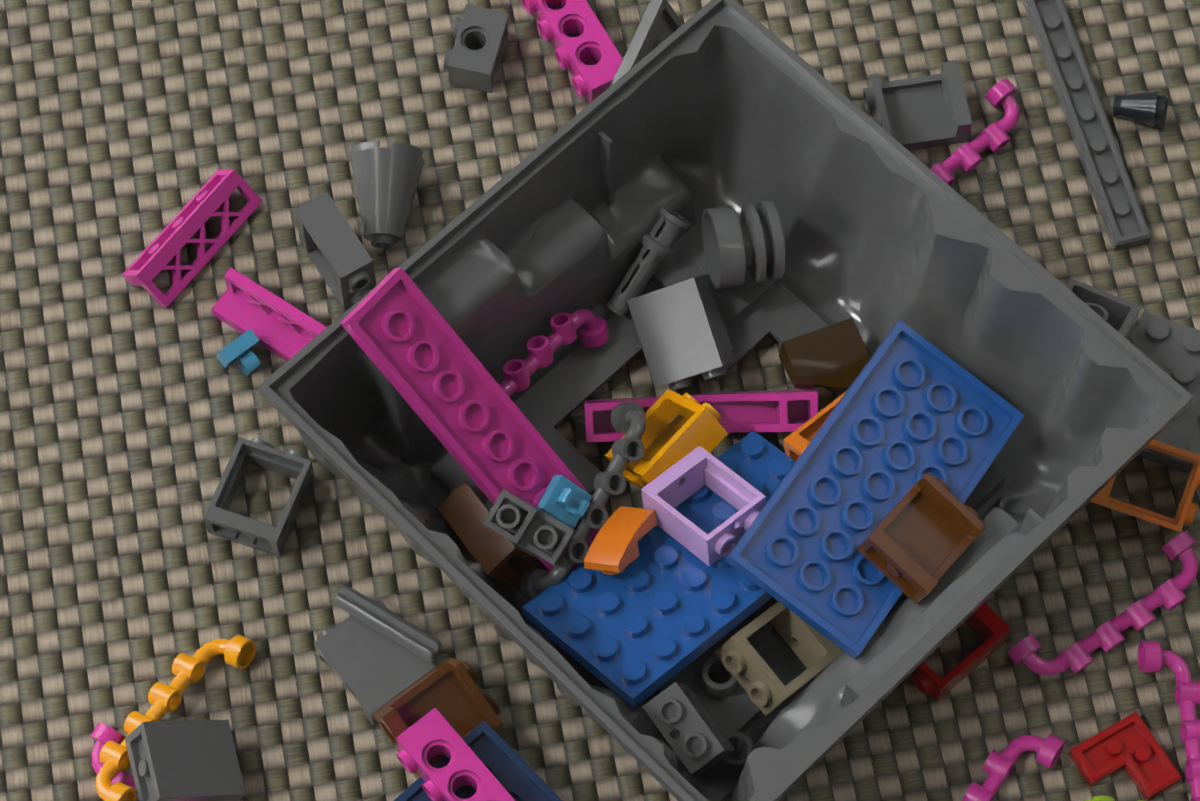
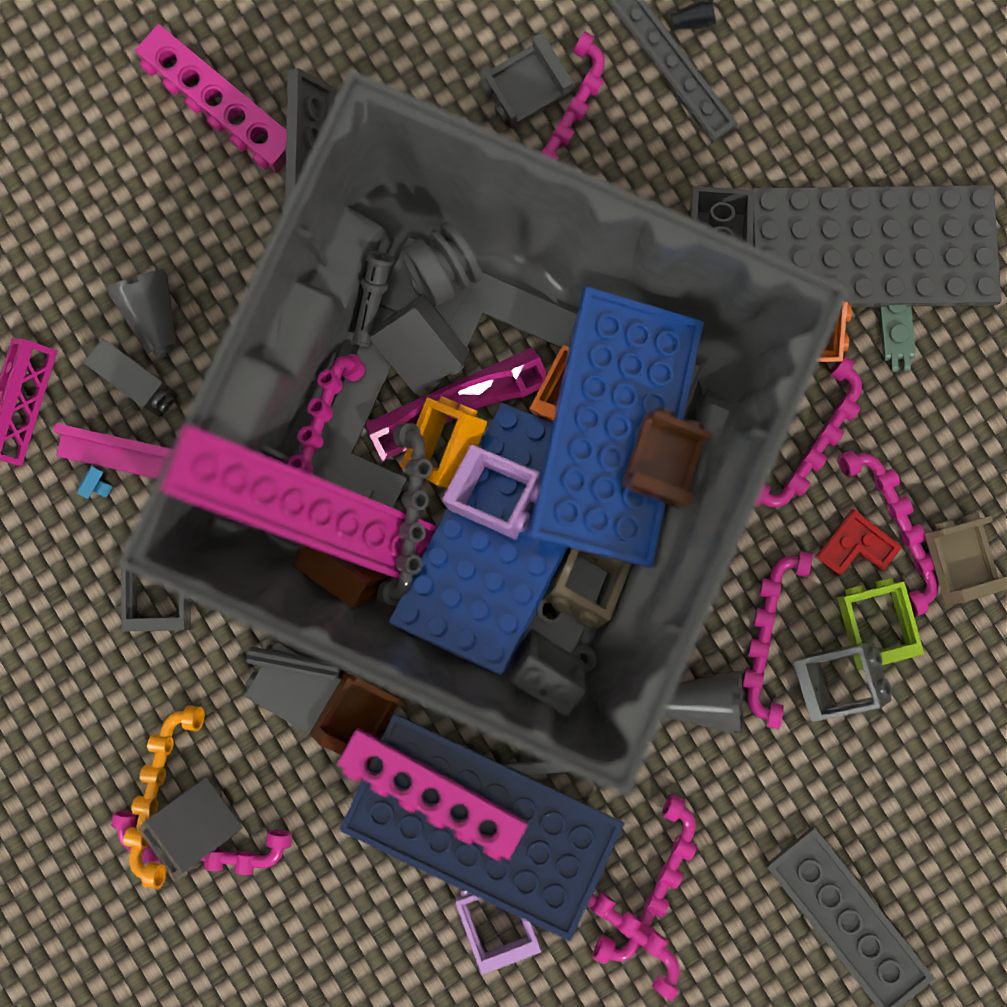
camera: 20 degrees left, 20 degrees up
(477, 67) = (177, 175): dark grey brick -> none
(529, 527) = (370, 563): dark grey slope -> none
(564, 500) = (388, 531): dark azure tile -> none
(617, 540) = (439, 544): orange slope -> none
(825, 357) = (537, 324): dark brown slope -> none

